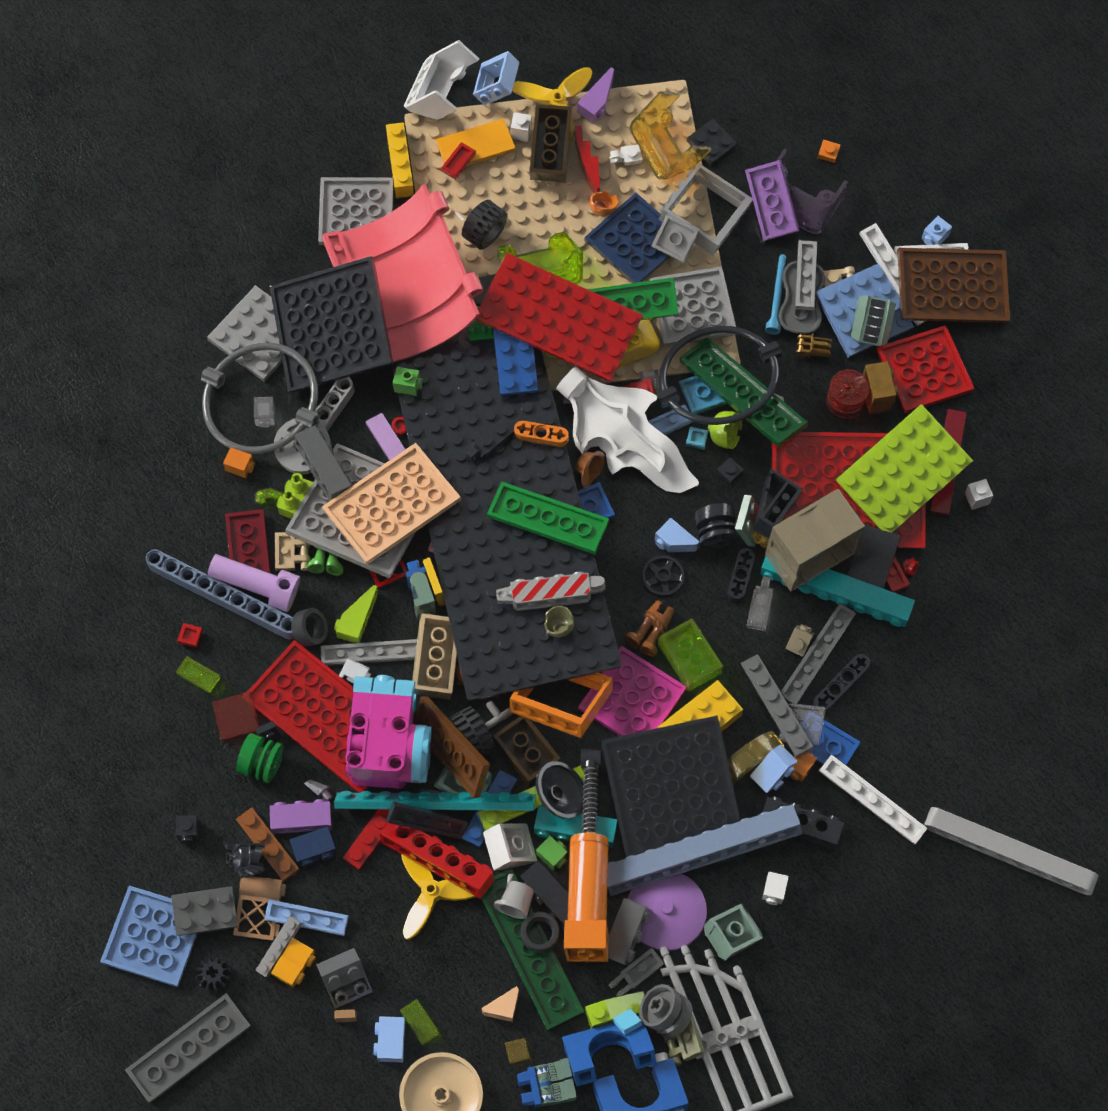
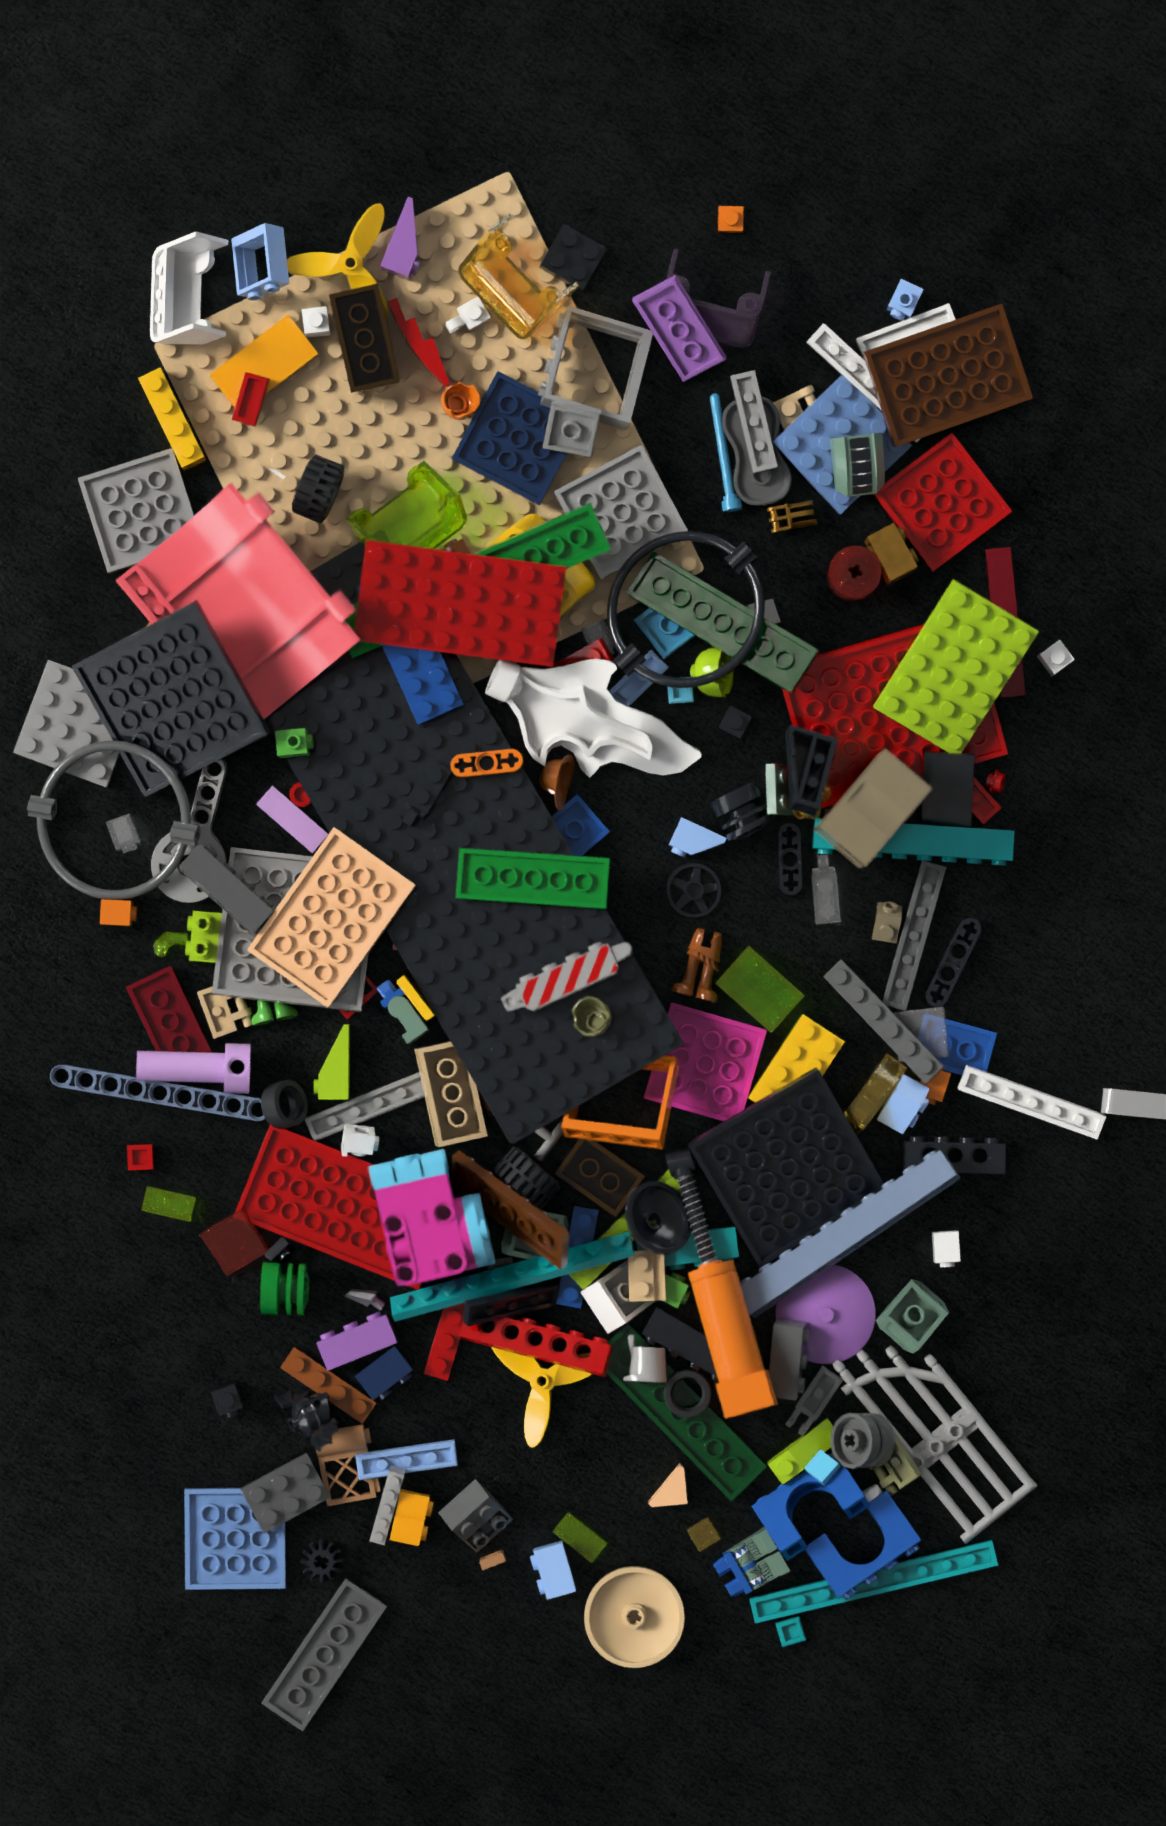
camera: 15 degrees left, 20 degrees up
(537, 833) = (646, 1277): none -> tan plate

